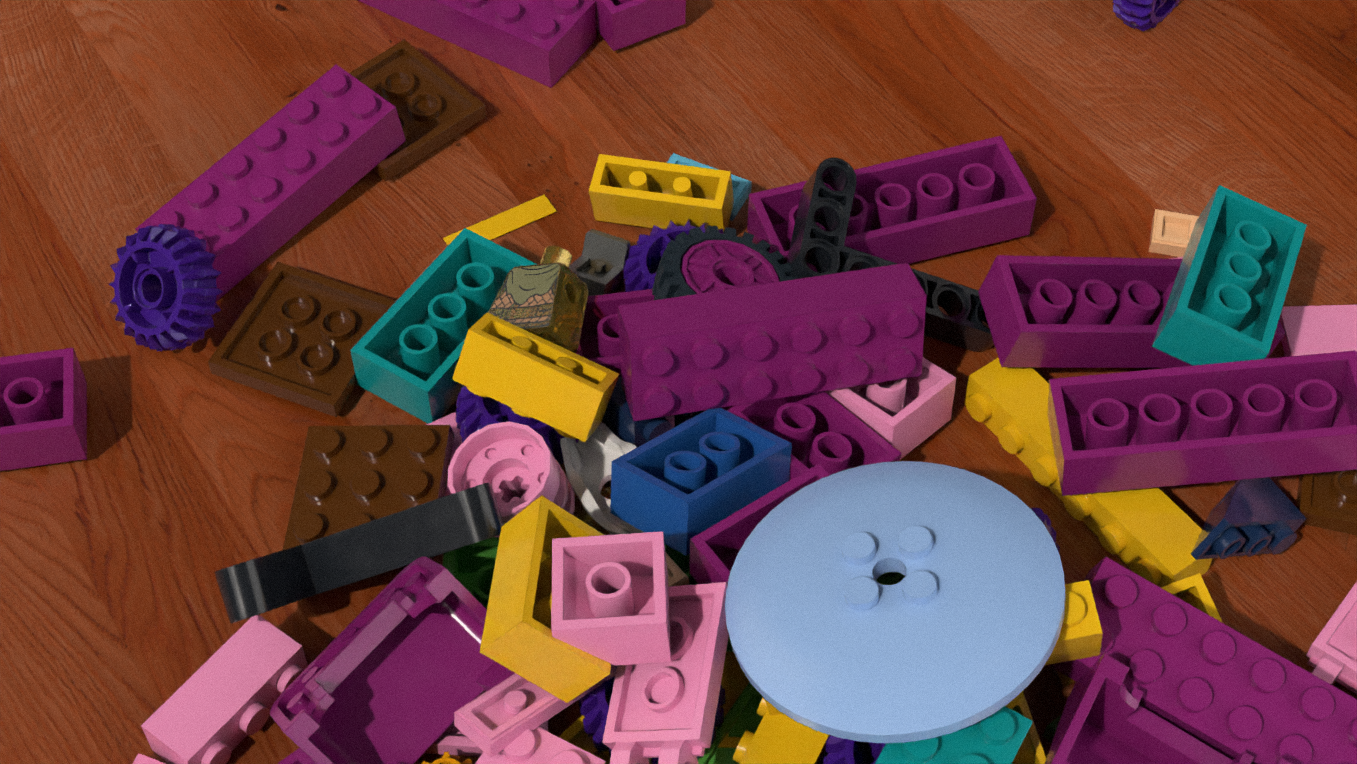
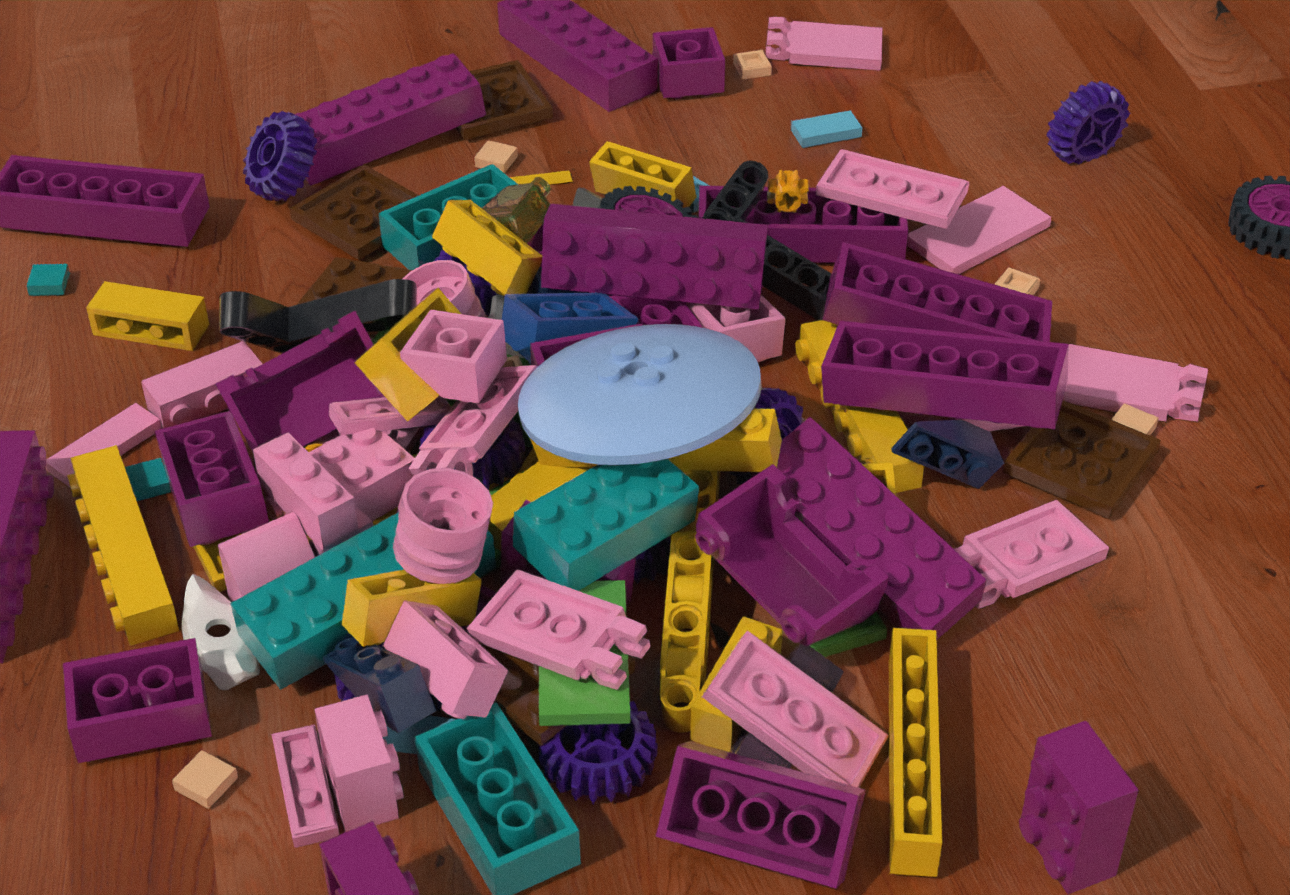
camera: 20 degrees right, 10 degrees down
(88, 599) = (148, 316): none -> yellow brick
(442, 199) = (497, 154): none -> light nougat tile
(837, 50) = (826, 129): none -> medium azure tile
(878, 183) = (787, 191): none -> light orange gear
(991, 140) = (893, 188): none -> bright pink tile
(1093, 160) = (979, 231): none -> bright pink tile
(1230, 282) = (1010, 291): teal brick -> none

